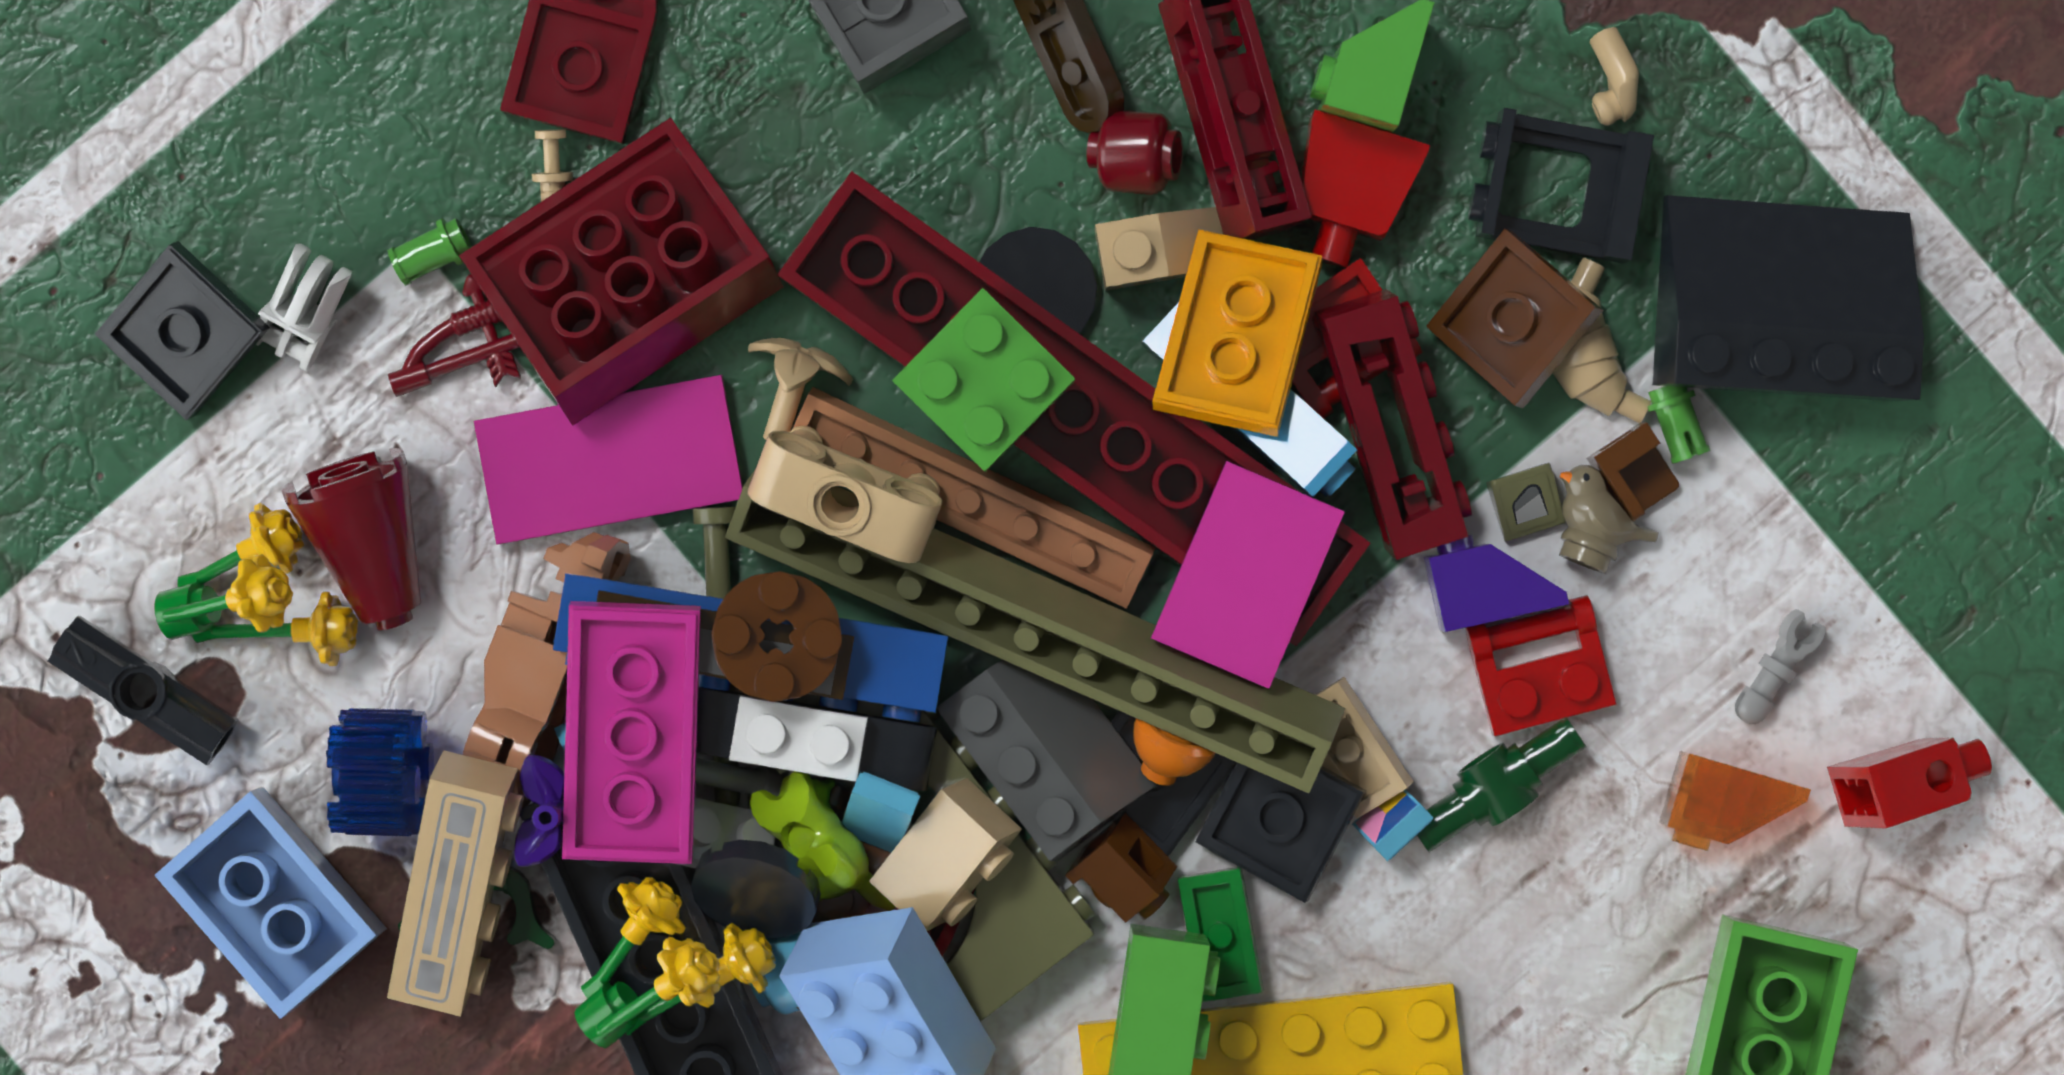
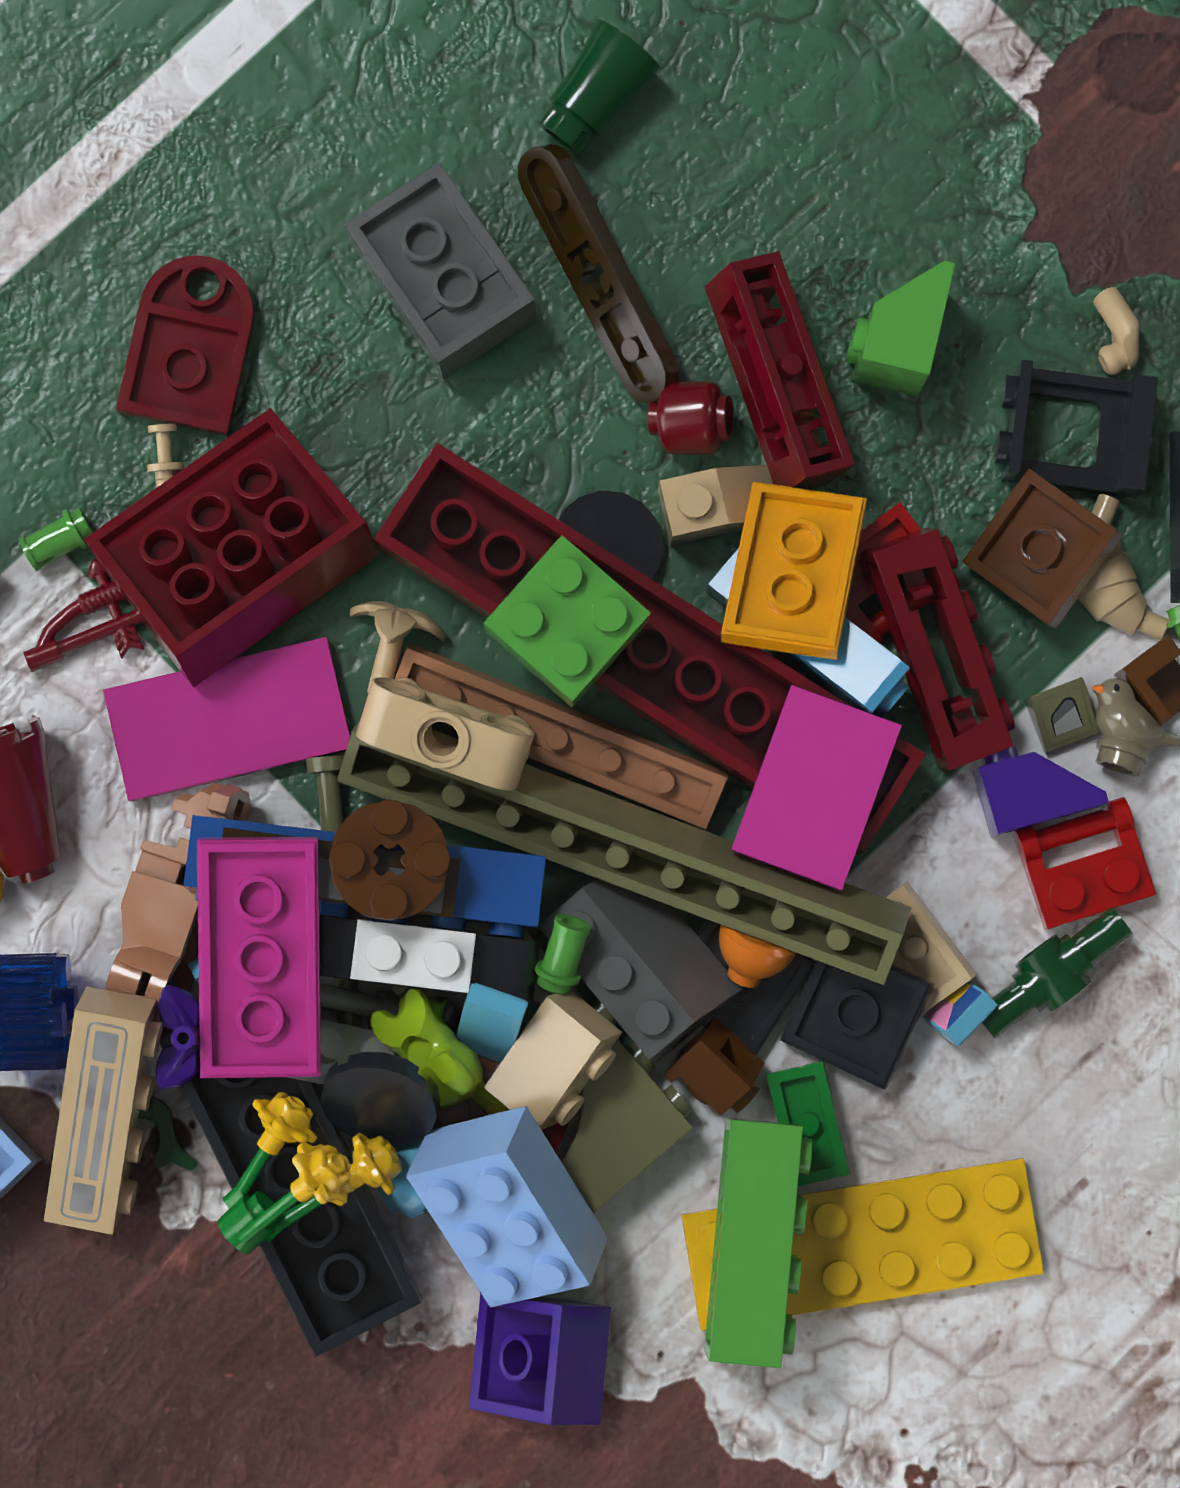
camera: 10 degrees left, 5 degrees down
(956, 756) = (560, 964): none -> bright green pin
(1355, 181) = (891, 433): red torso -> none

